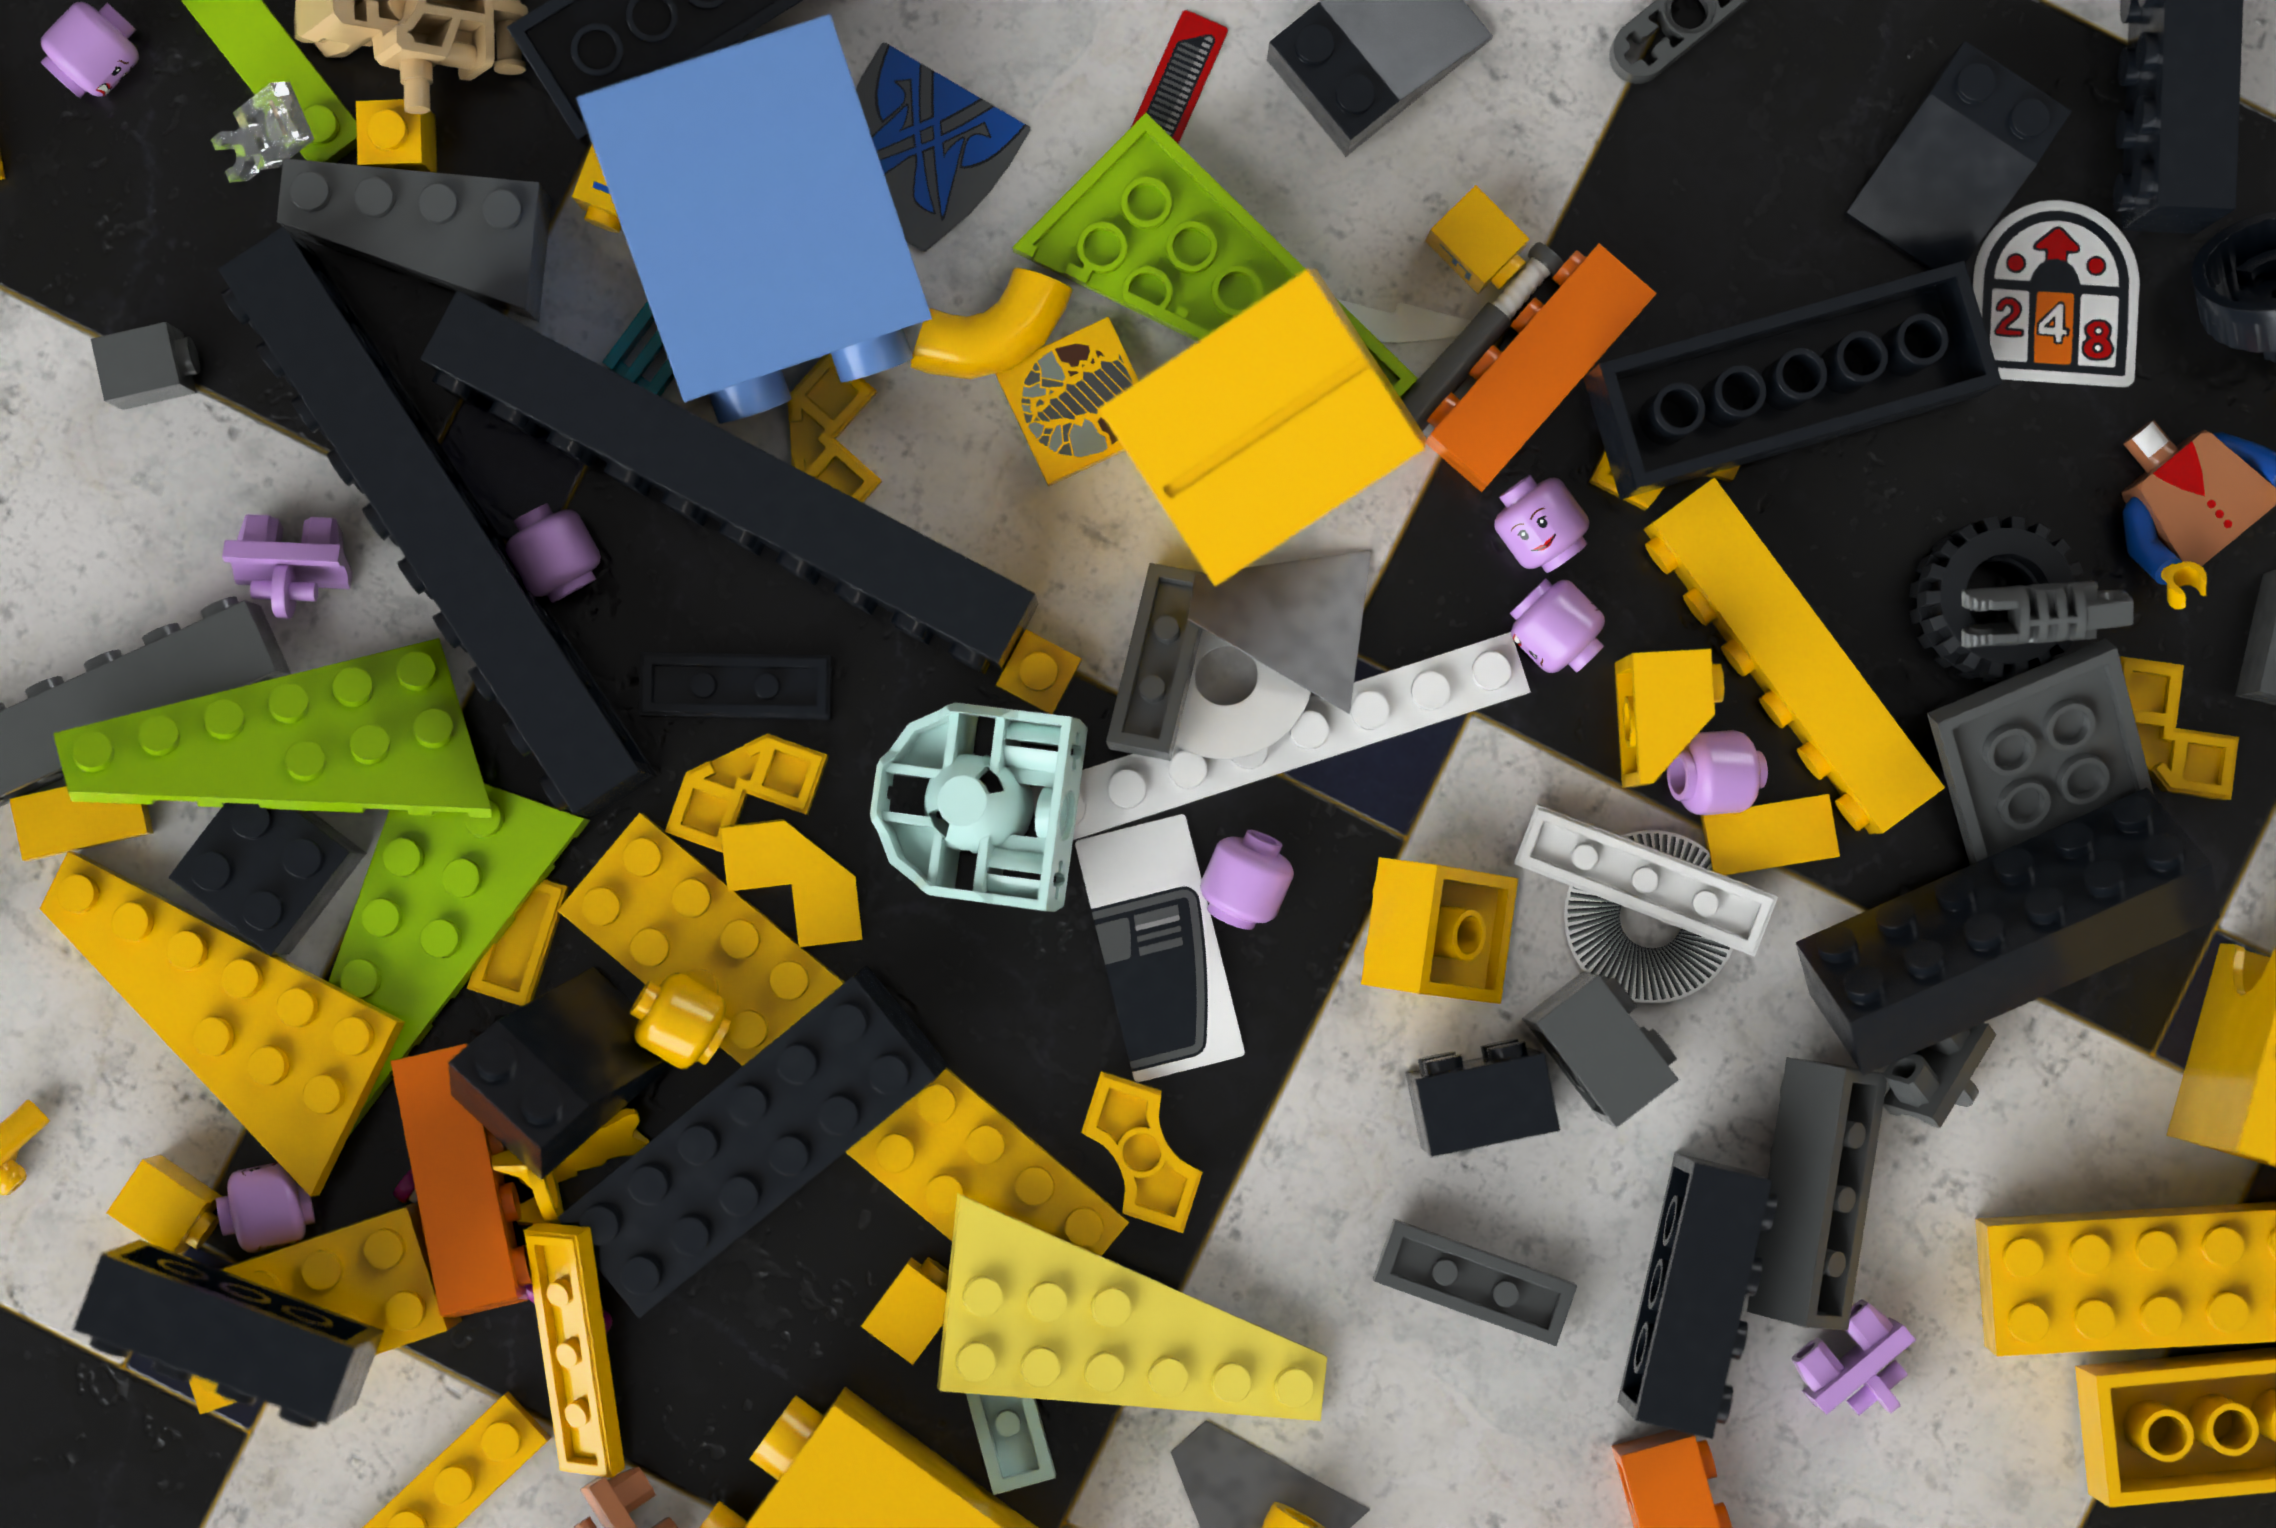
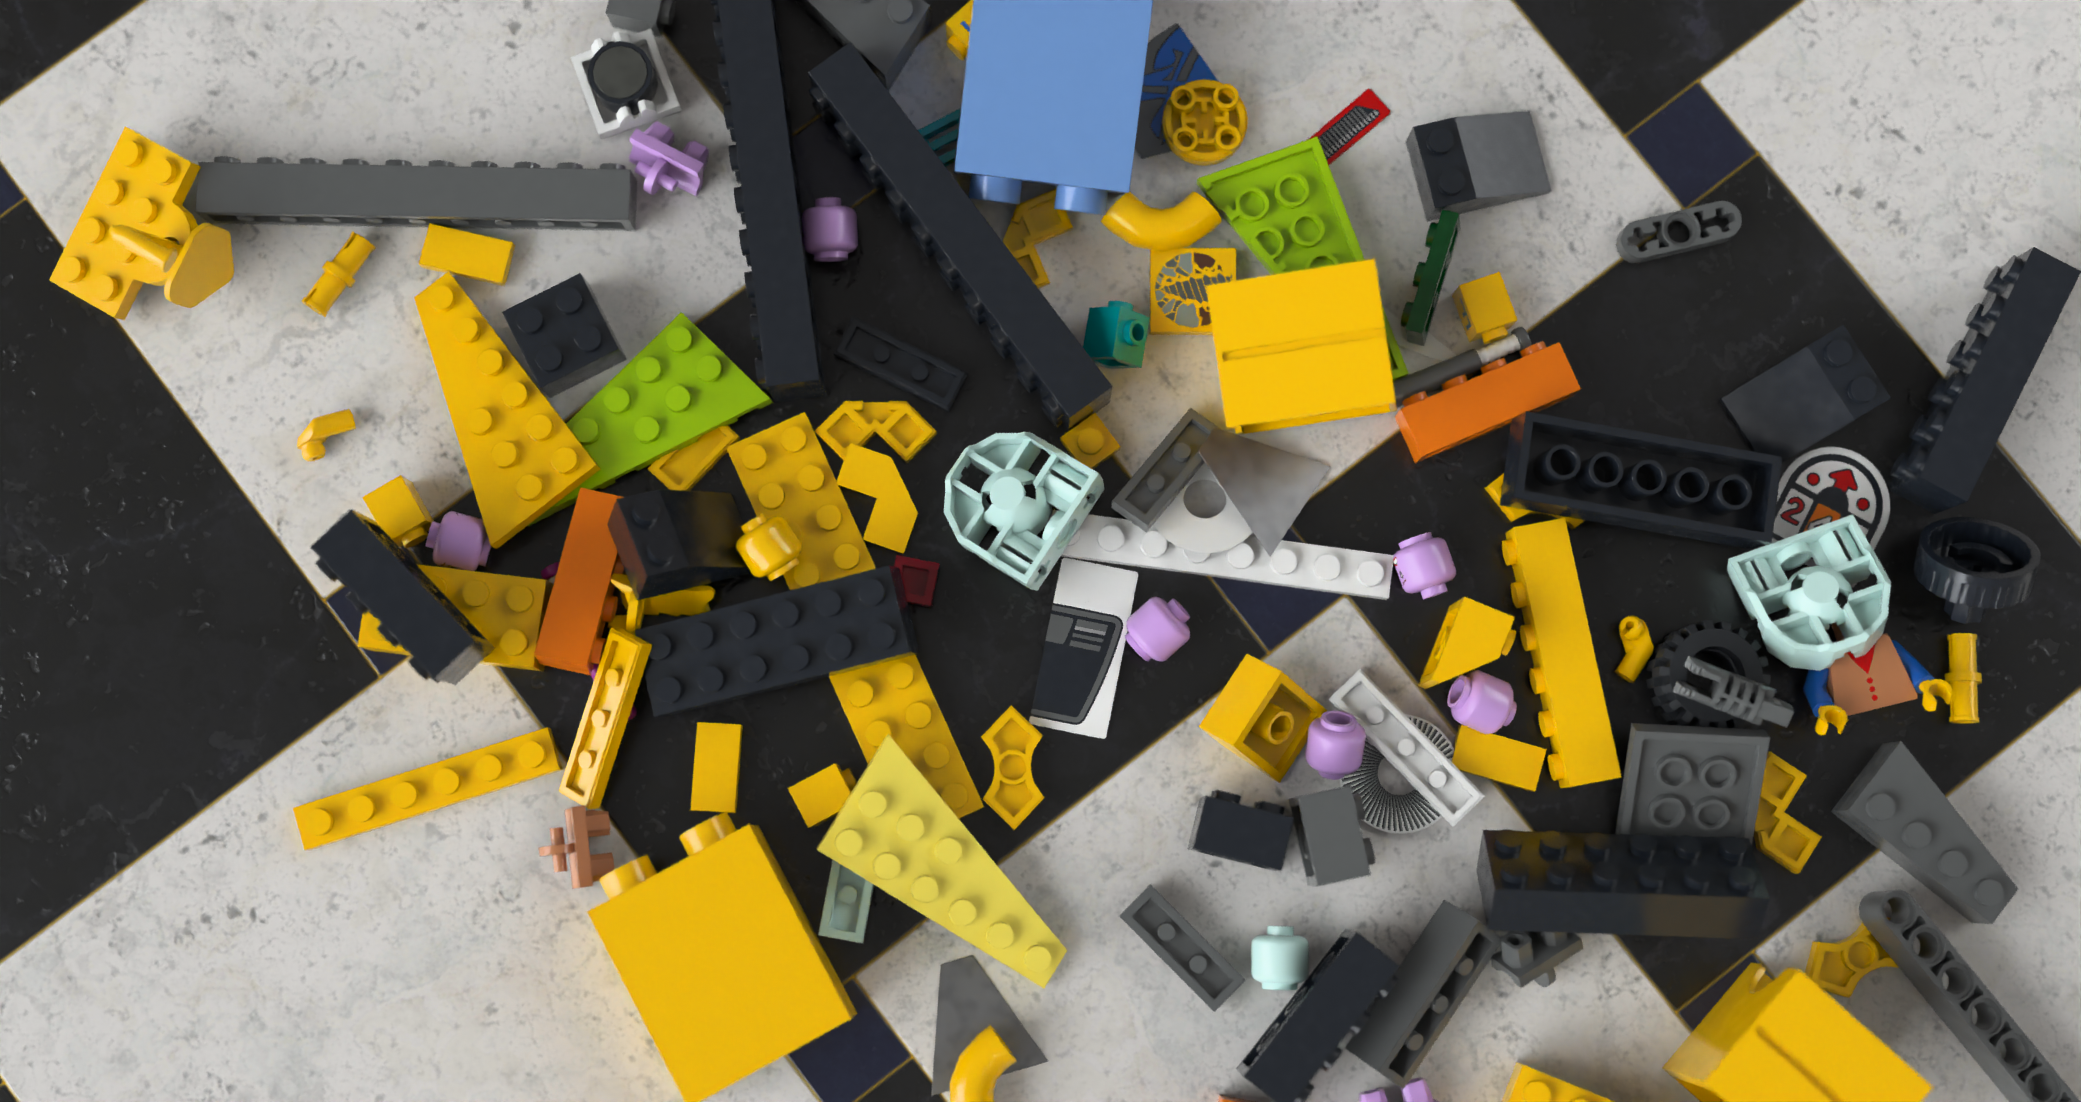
camera: 25 degrees right, 5 degrees down
(178, 481) = (625, 82): none -> piece
(313, 740) = (626, 270): lime wing -> none
(752, 1339) = (716, 767): none -> yellow tile
(898, 965) = (918, 579): none -> dark red plate
(985, 163) = (1204, 122): none -> yellow tile
(1004, 514) = (1116, 335): none -> teal brick
(1386, 233) = (1430, 277): none -> dark green plate
(1541, 523) = (1444, 496): lavender head -> none
(1551, 921) = (1335, 744): none -> lavender head
(1609, 1235) = (1280, 958): none -> light aqua head
(1886, 600) = (1637, 646): none -> yellow arm
(2103, 359) = (1812, 593): none -> light aqua connector

